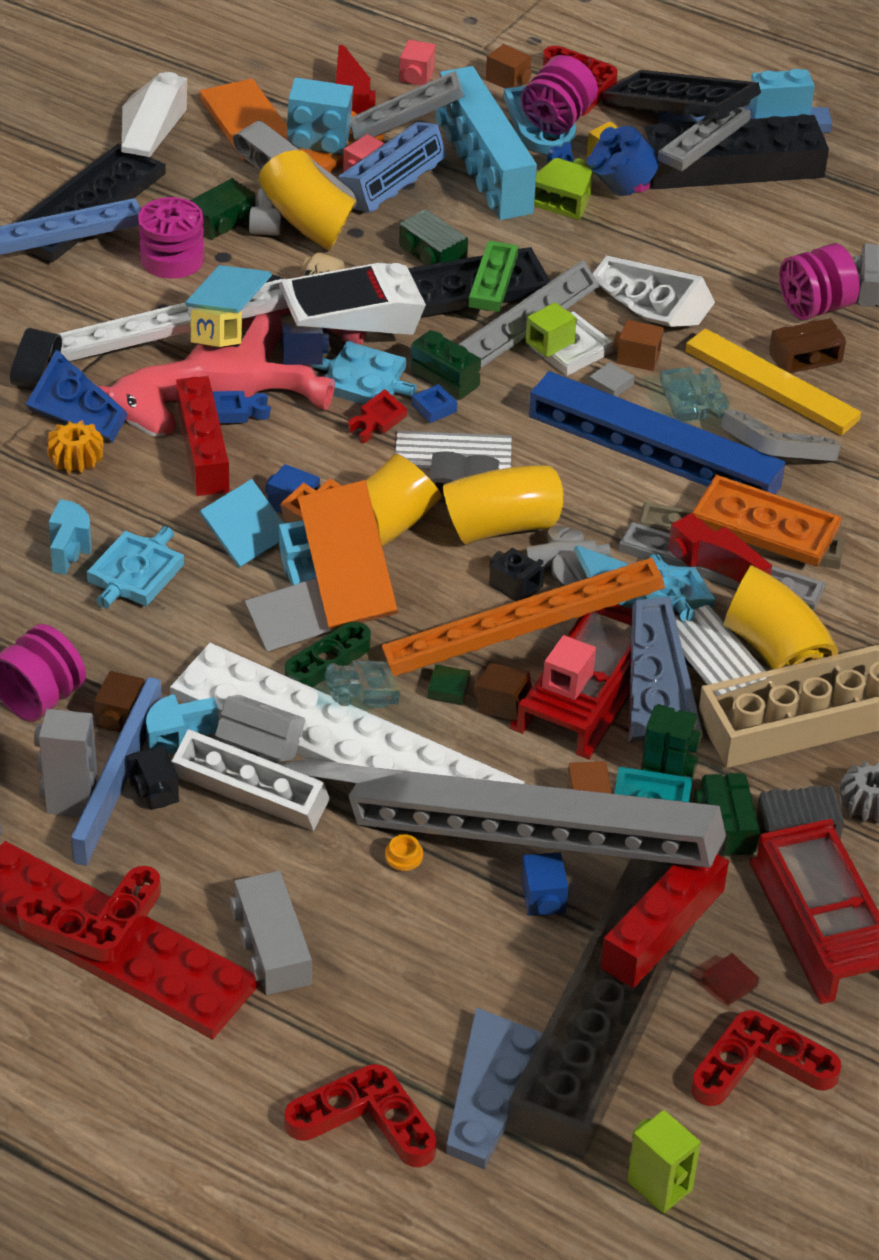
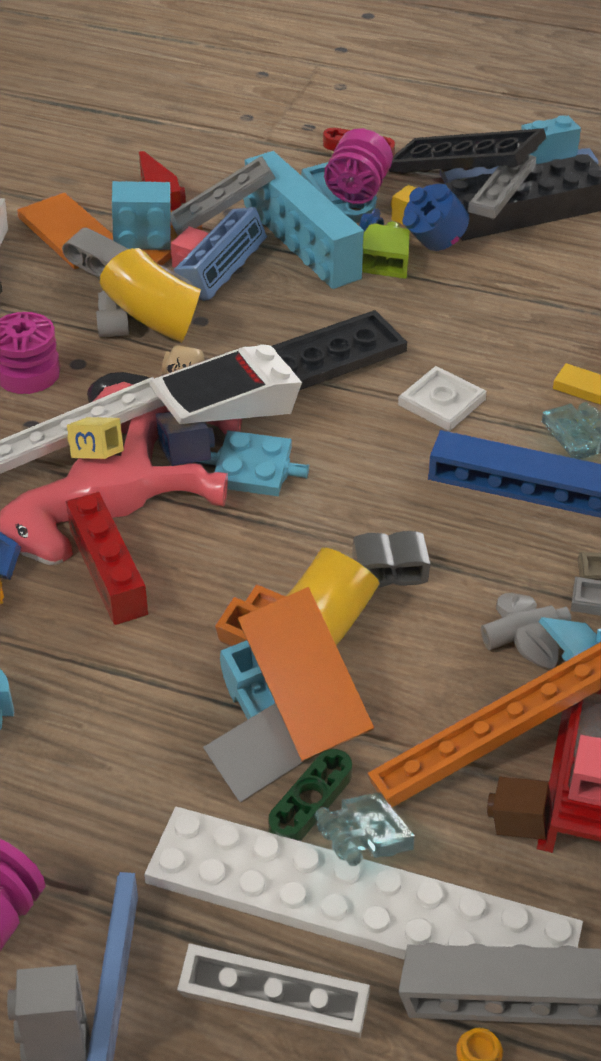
camera: 10 degrees left, 0 degrees up
(116, 700) = (89, 908): reddish brown brick -> none
(135, 568) = (69, 727): medium azure plate -> none
(154, 777) = (156, 1008): black brick -> none
(169, 721) = (159, 925): medium azure brick -> none
(225, 207) = (71, 314): dark green brick -> none
(228, 289) = (100, 396): medium azure piece -> none
(236, 408) = (134, 520): blue plate -> none
(243, 522) = (177, 651): medium azure piece -> none
(260, 728) = (265, 916): light grey brick -> none
(286, 482) = (212, 600): blue brick -> none
(337, 770) = (374, 961): light grey sticker -> none
(378, 413) = (281, 501): red plate -> none
(417, 62) = (213, 158): coral brick -> none
(420, 446) = (337, 529): sticker -> none
(432, 239) = (278, 316): dark green brick -> none
(434, 403) = (333, 481): blue plate -> none
(445, 364) = (332, 439): dark green brick -> none
(448, 684) = (454, 807): dark green tile -> none
(493, 276) = (352, 343): bright green plate -> none
(504, 501) = (449, 578): yellow brick -> none
(508, 67) = (298, 150): dark orange brick -> none
(511, 326) = (392, 380): light grey tile -> none
(516, 574) = (481, 659): black brick -> none
(550, 329) = (425, 387): lime brick -> none
(611, 379) = (496, 428): light grey tile -> none
(638, 345) = (511, 389): dark orange brick -> none
(655, 292) = (506, 335): white wedge -> none

